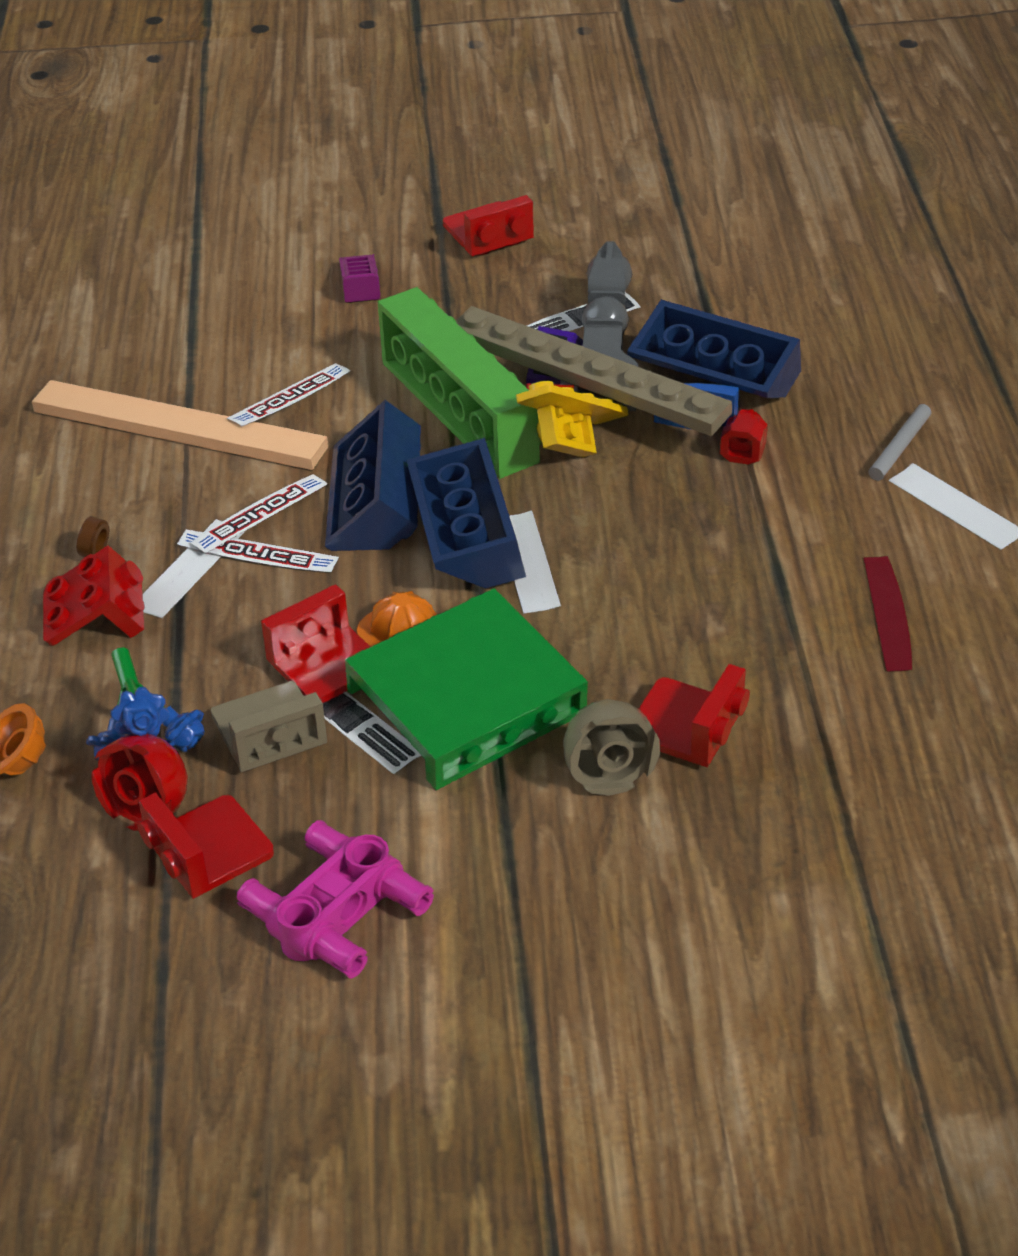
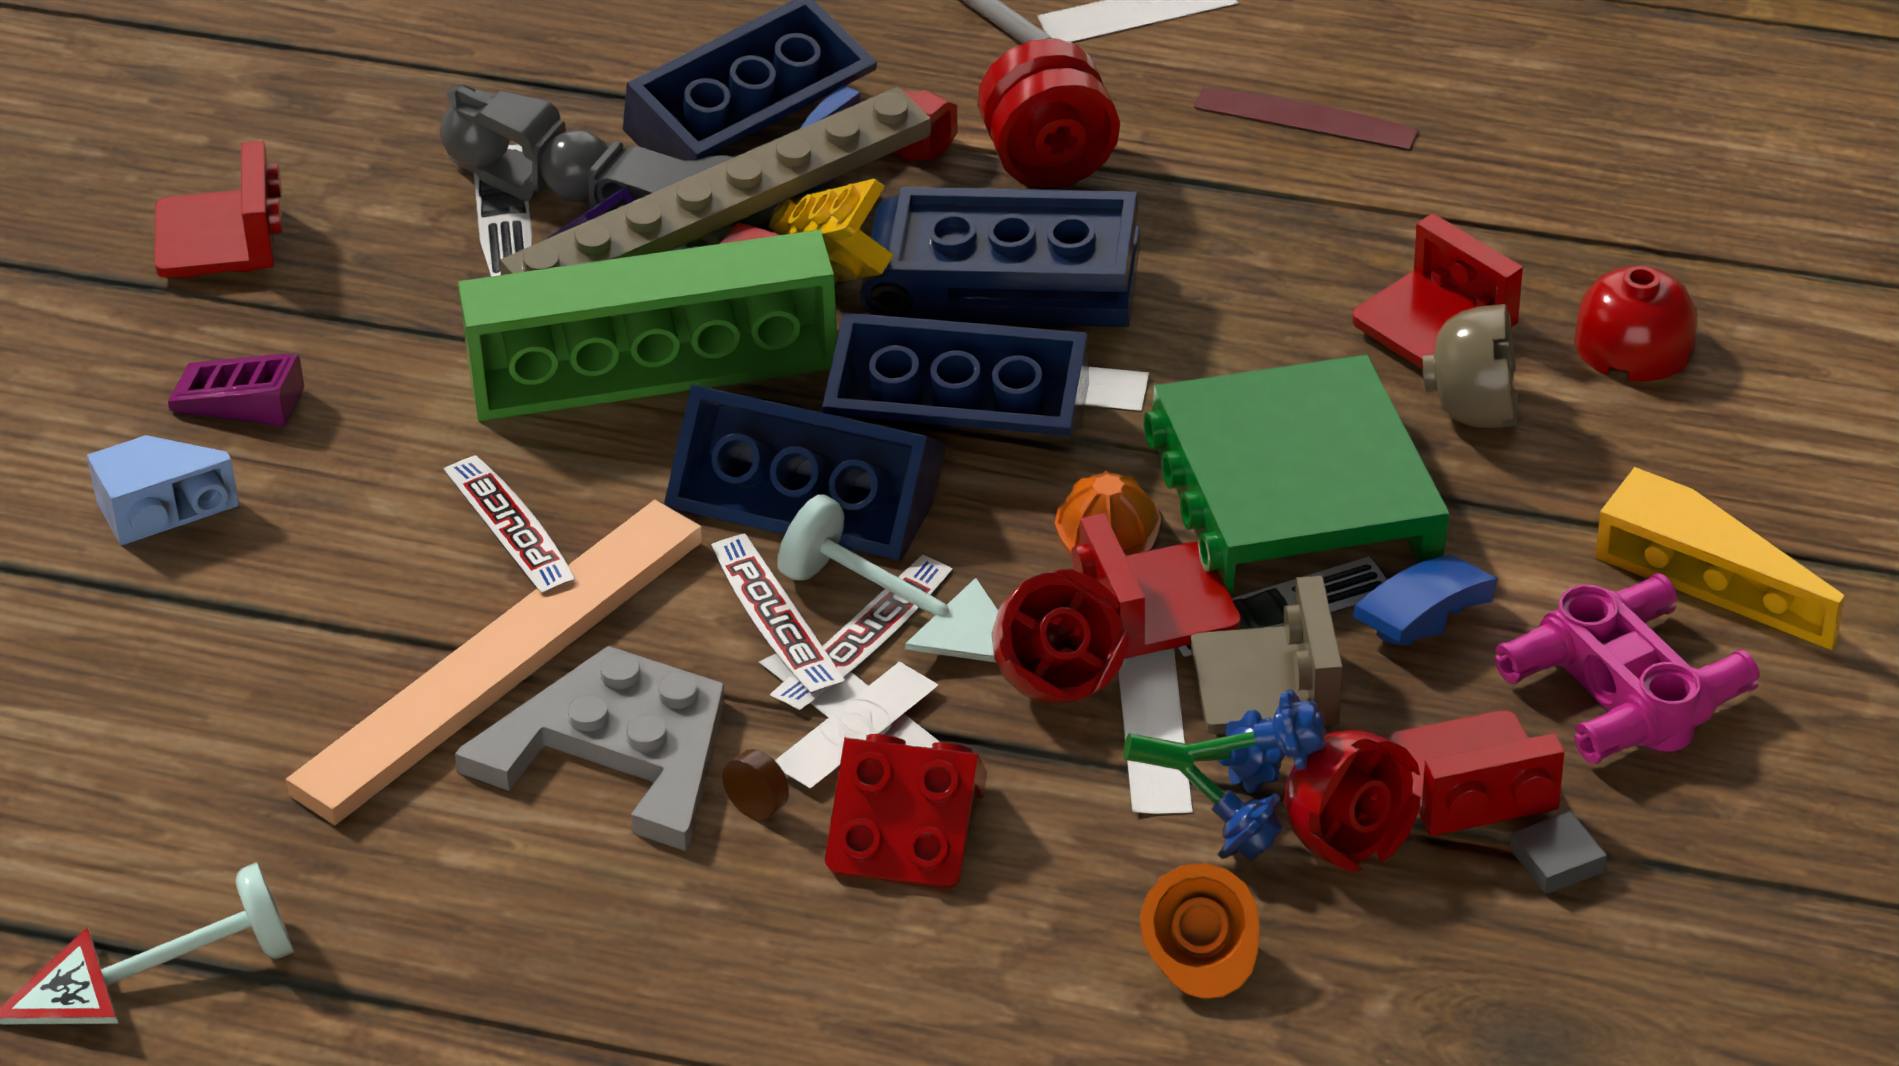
camera: 70 degrees left, 0 degrees up
(143, 486) = (622, 716): none -> light grey wing
(148, 907) = (1558, 852): none -> dark grey tile
(175, 569) = (865, 714): none -> white piece
(223, 689) = (1154, 710): none -> white sticker
(233, 608) = (1059, 637): none -> red cylinder
(255, 270) = (159, 485): none -> light blue slope
(271, 590) = (956, 629): none -> light aqua piece
(381, 782) = (1420, 598): none -> blue slope
(480, 913) = (1714, 557): none -> yellow slope
(615, 506) = (1006, 256): none -> dark blue hinge
(731, 827) = (1637, 324): none -> red cylinder
(760, 475) = (1048, 113): none -> red wheel

